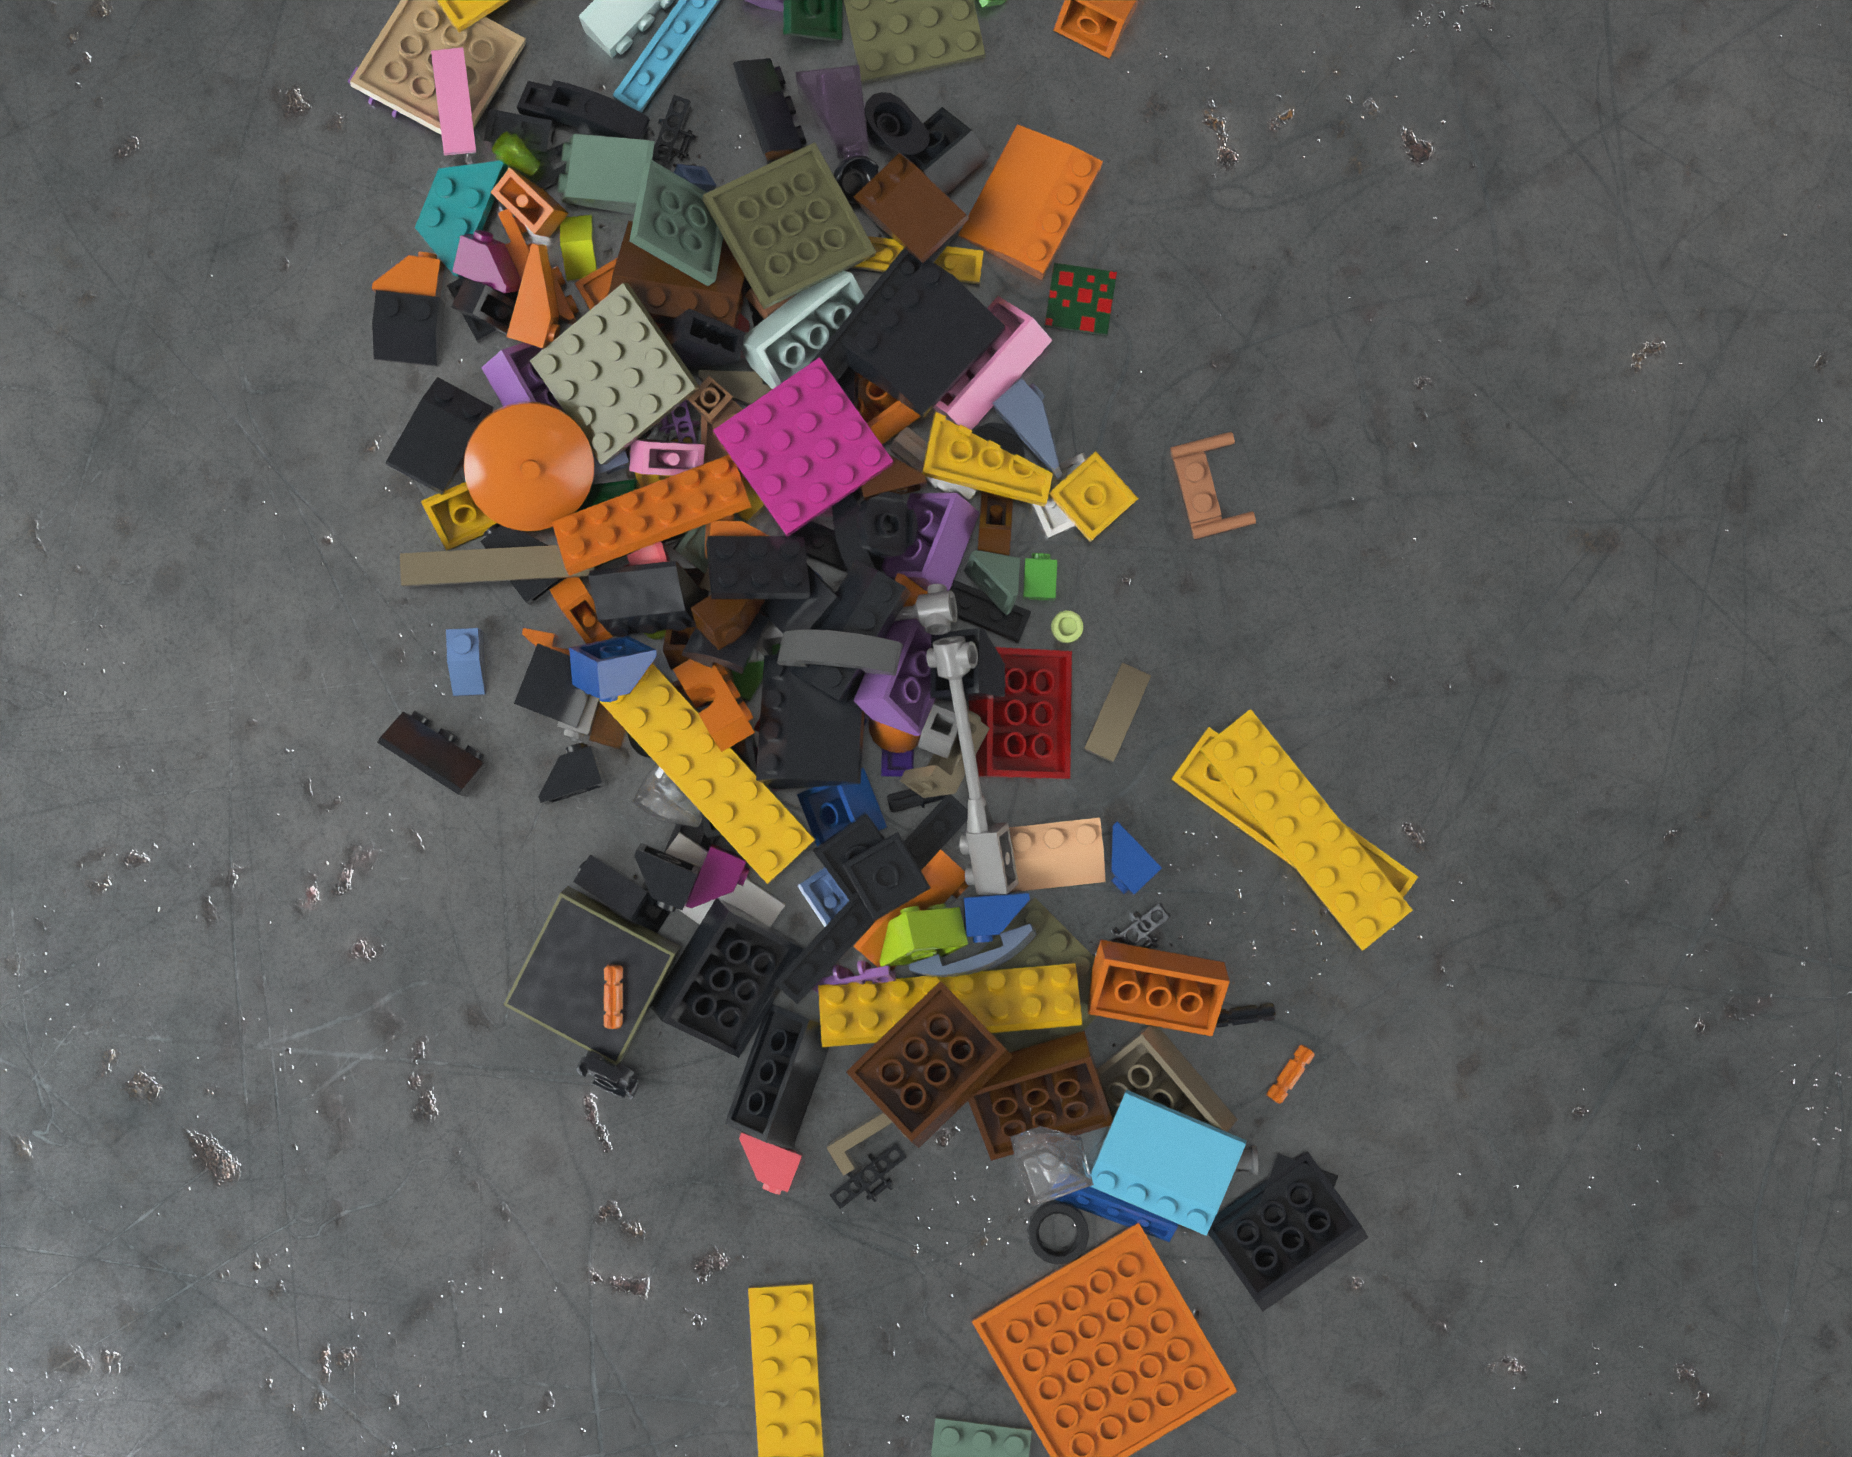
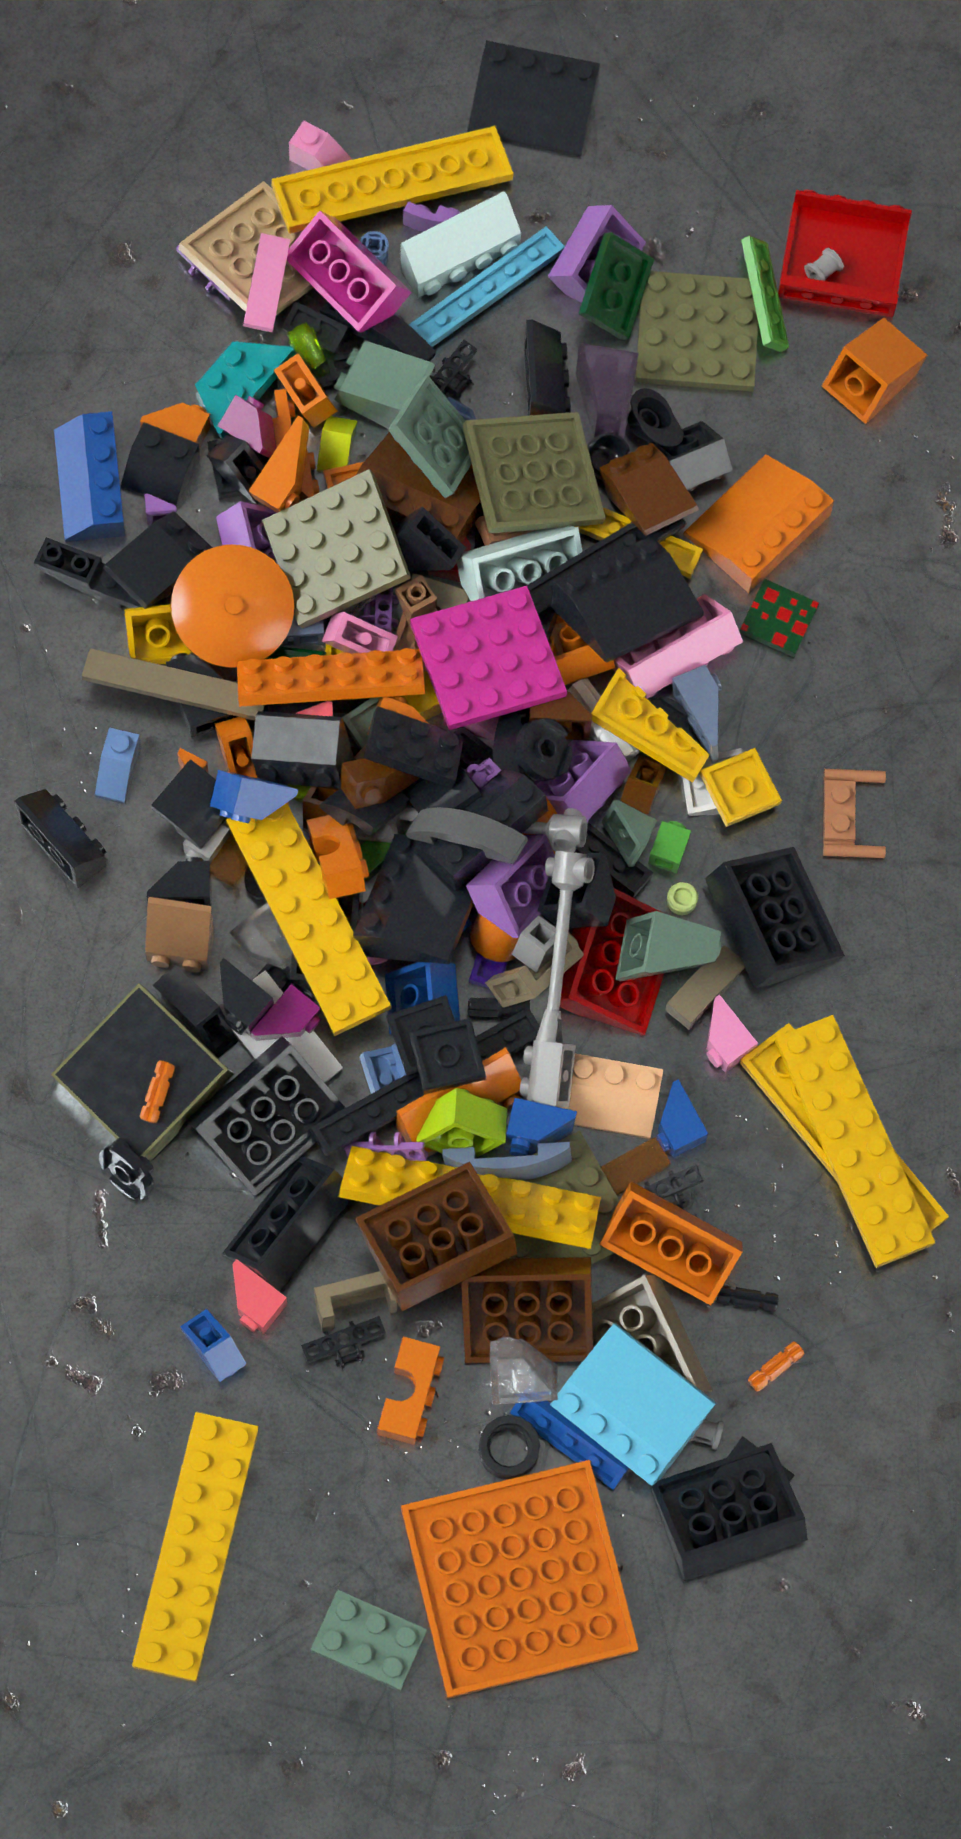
camera: 10 degrees right, 15 degrees down
(340, 362) = (89, 478): none -> blue slope
(360, 467) = (82, 573): none -> black slope
(420, 378) = (157, 508): none -> medium lavender slope
(532, 63) = (346, 273): none -> dark pink slope
(556, 27) = (376, 239): none -> medium blue wheel
(584, 826) = (179, 934): none -> medium nougat slope
(744, 1219) = (213, 1345): none -> blue slope
(831, 571) = (482, 773): none -> medium lavender piece
(949, 1236) = (404, 1418): none -> orange arch
(1065, 697) = (665, 944): none -> sand green slope
(1099, 915) = (636, 1165): none -> clear orange tile
(1151, 760) = (727, 1037): none -> bright pink slope
(1163, 619) = (773, 916): none -> black slope

